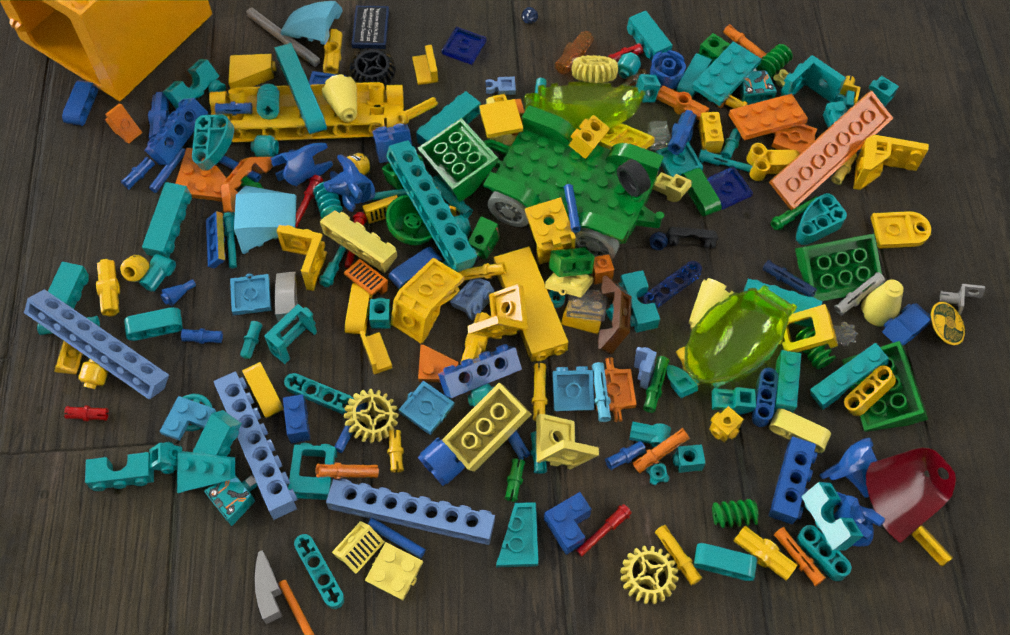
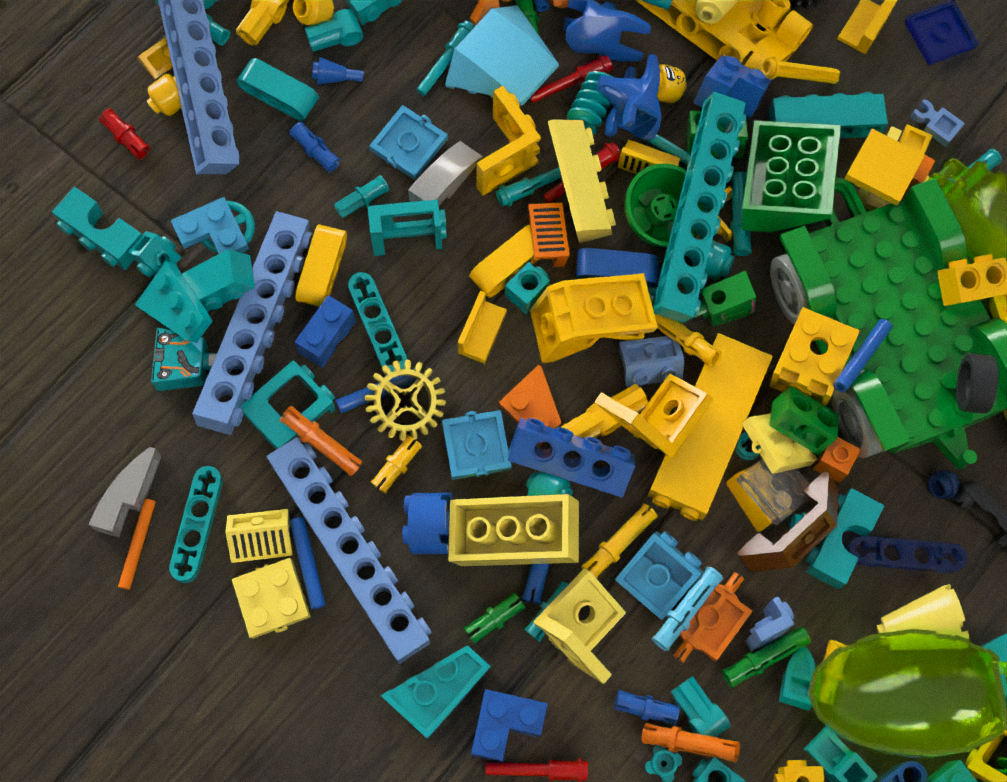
camera: 40 degrees right, 10 degrees up
(215, 240) = (428, 44): blue plate -> none

